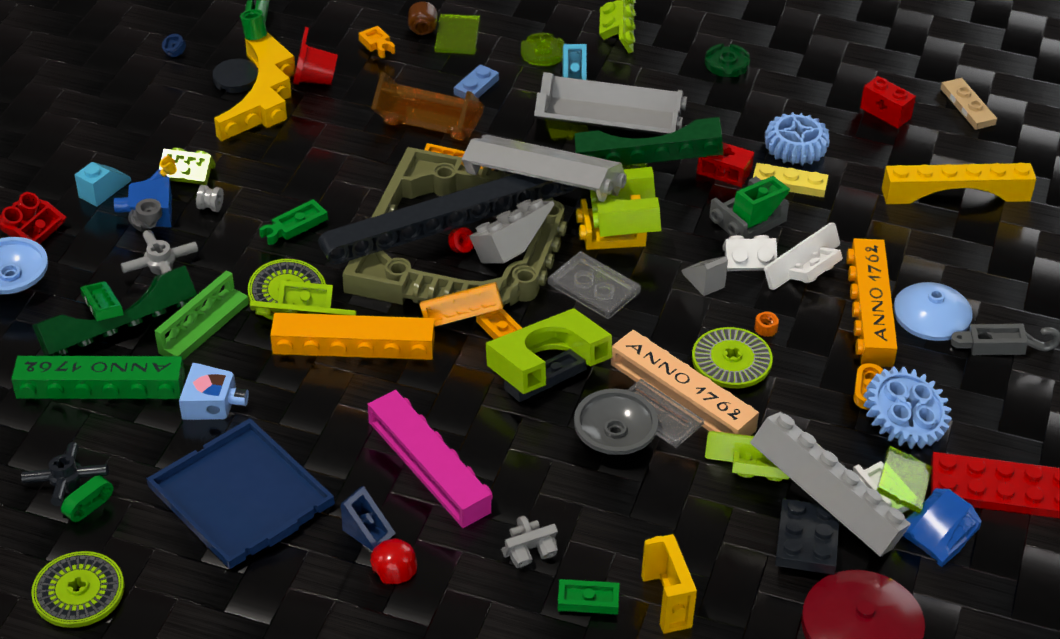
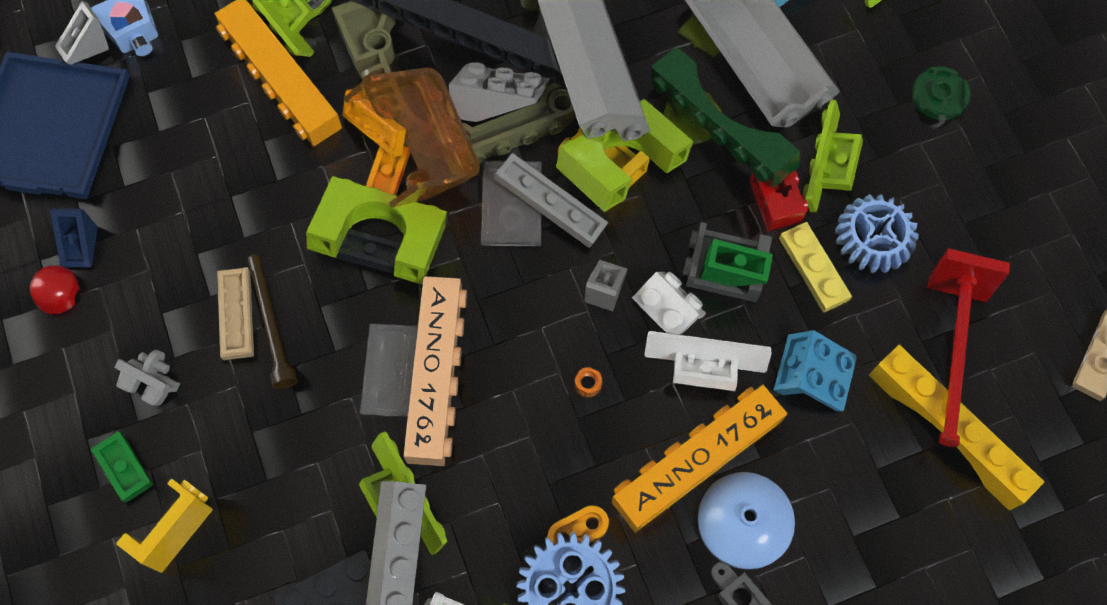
camera: 50 degrees right, 25 degrees up
(194, 418) = (82, 36): none -> light grey slope
(430, 458) = (183, 231): dark pink brick -> none
(459, 240) = (465, 56): red tile -> none
(516, 275) = (432, 129): none -> clear orange windscreen
(528, 468) = (235, 314): none -> tan plate
(603, 468) = (282, 373): none -> dark brown piece
(616, 421) = (328, 328): dark grey dish -> none
(617, 258) = (550, 200): none -> light grey plate
(732, 357) = (520, 406): piece -> none
(733, 125) = (835, 158): none -> lime bracket
(859, 216) = (816, 368): none -> dark azure bracket
(870, 116) = (970, 279): none -> red tile
(888, 102) = (1022, 286): red brick -> none

